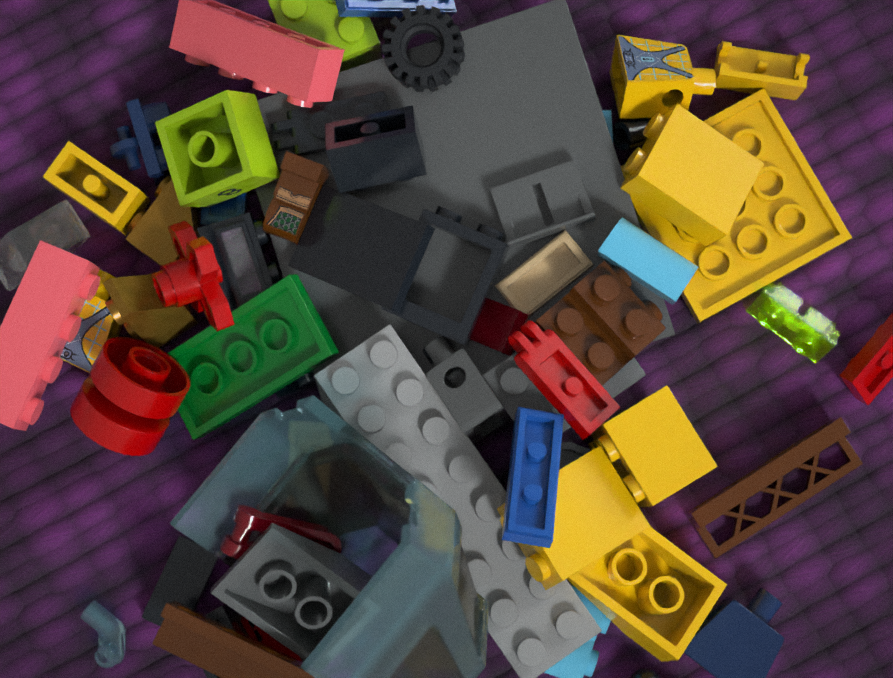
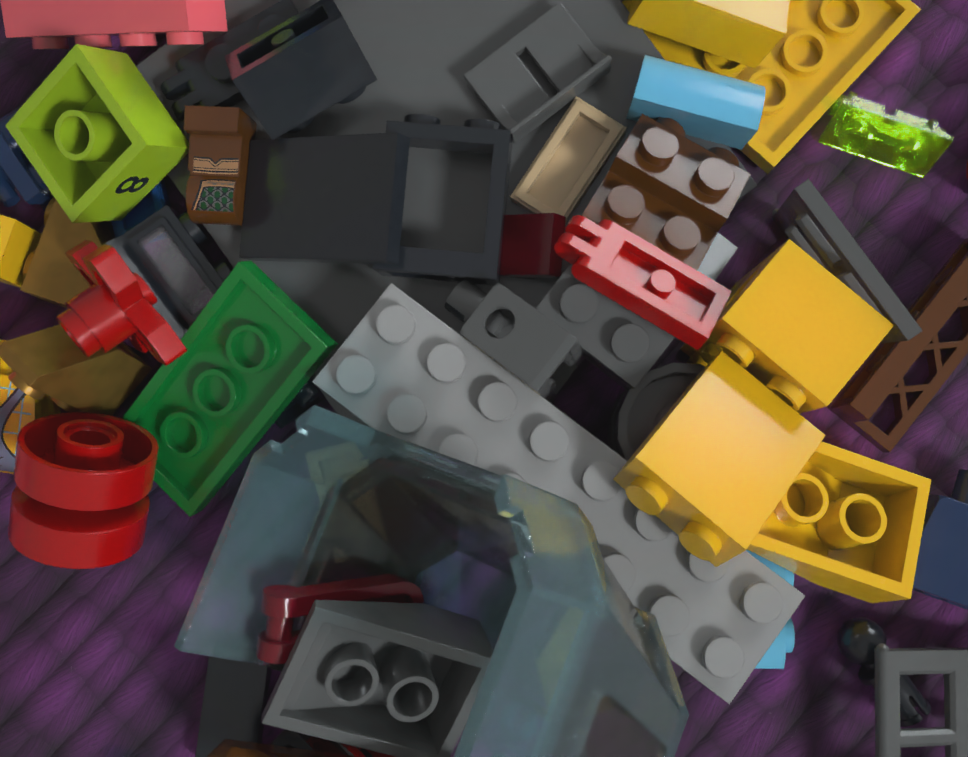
camera: 20 degrees left, 0 degrees up
(533, 477) = (656, 424): blue tile -> none
(710, 414) = (820, 233): none -> dark grey window

